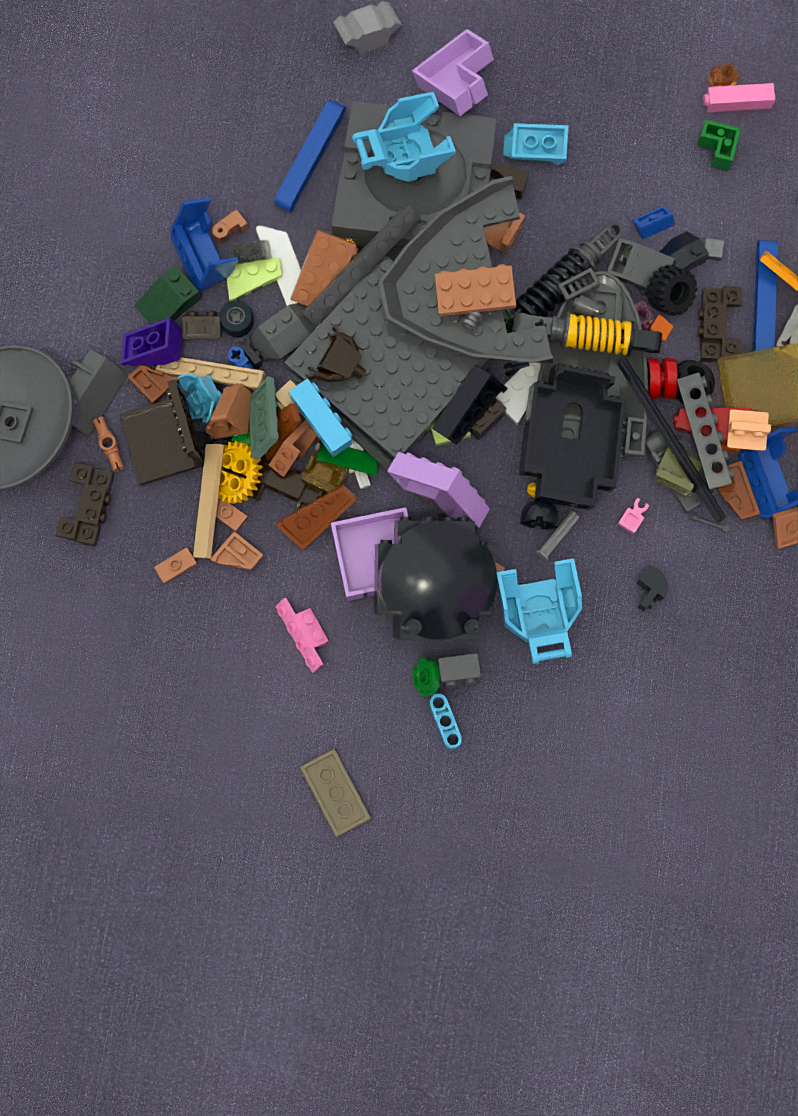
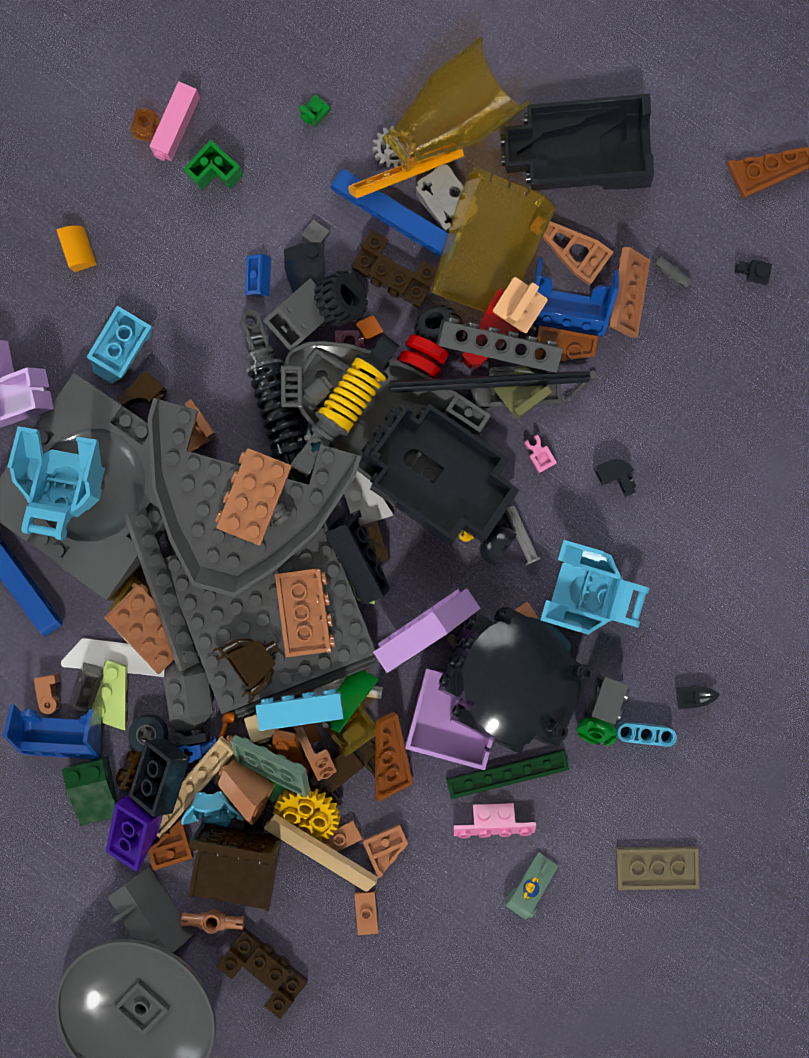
camera: 65 degrees left, 10 degrees up
(208, 340) = (159, 777): none -> black brick
(265, 690) = (531, 887): none -> sand green door
(280, 375) = (229, 717): none -> orange hand
(350, 625) = (507, 774): none -> dark green tile
(402, 382) = (304, 612): none -> nougat bracket
(499, 750) = (695, 697): none -> black plate
(596, 74) = (76, 247): none -> light orange brick

